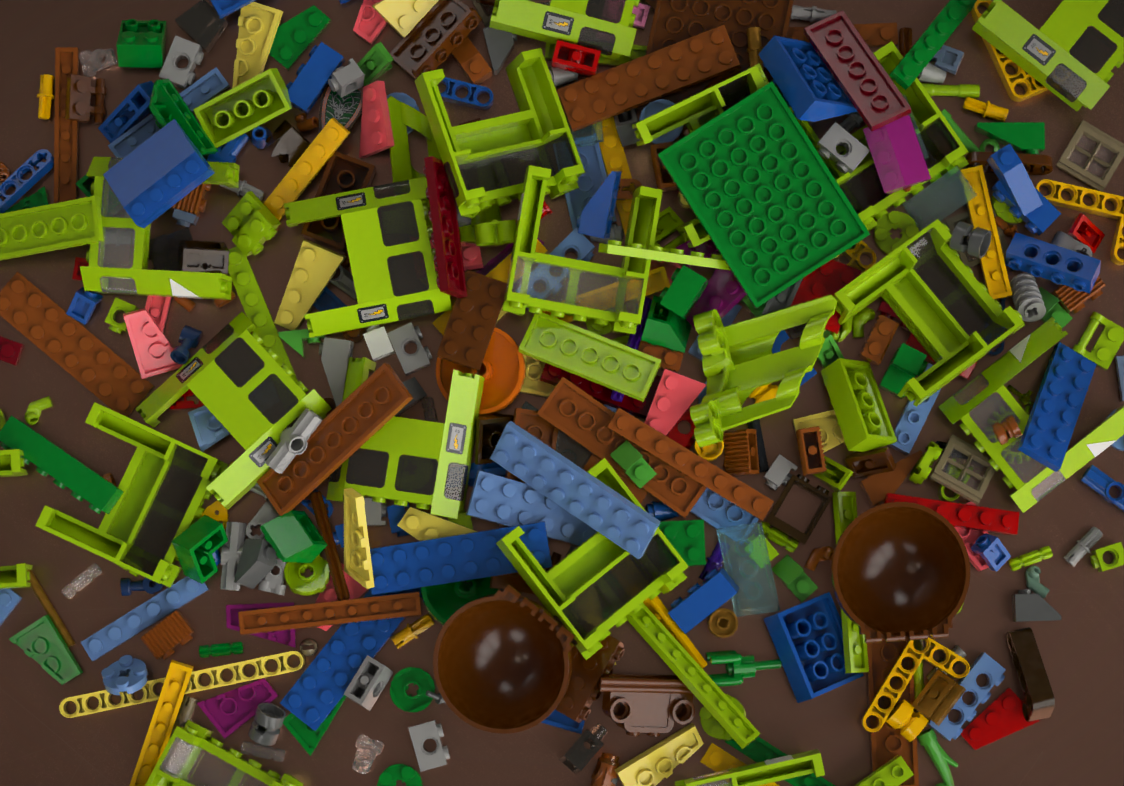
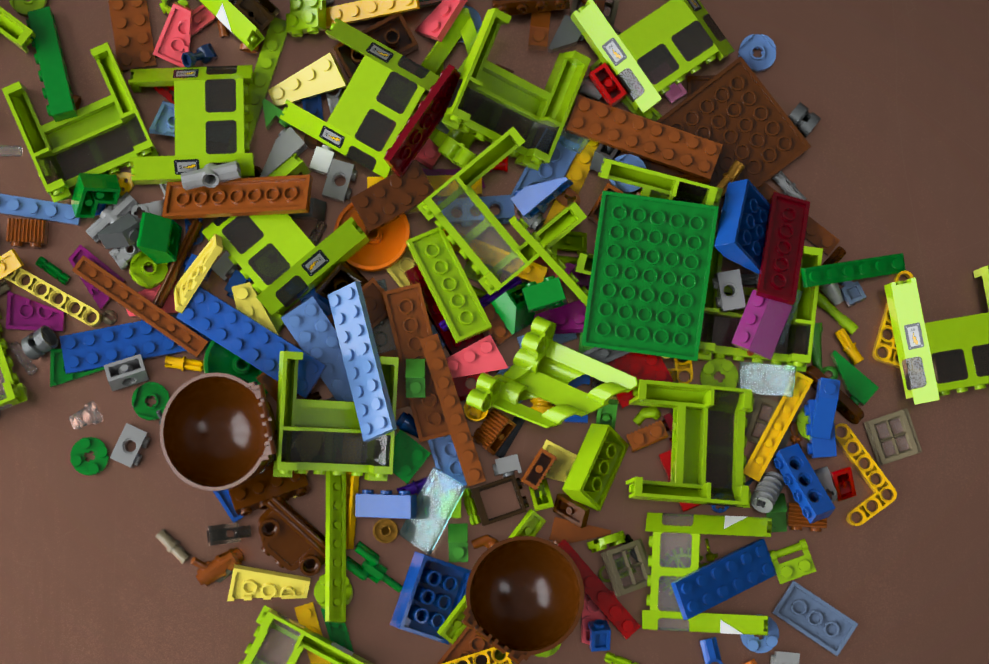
camera: 45 degrees right, 0 degrees up
(35, 408) = (68, 16): lime arm -> none
(141, 585) = (29, 179): dark blue leg -> none
(470, 100) = (517, 54): blue beam -> none
(844, 330) = (630, 410): lime arm -> none
(903, 366) = (648, 467): green brick -> none
(911, 422) = (621, 507): medium blue brick -> none
(971, 240) = (762, 421): dark grey wheel -> none
(1011, 428) = (678, 568): dark orange wheel -> none

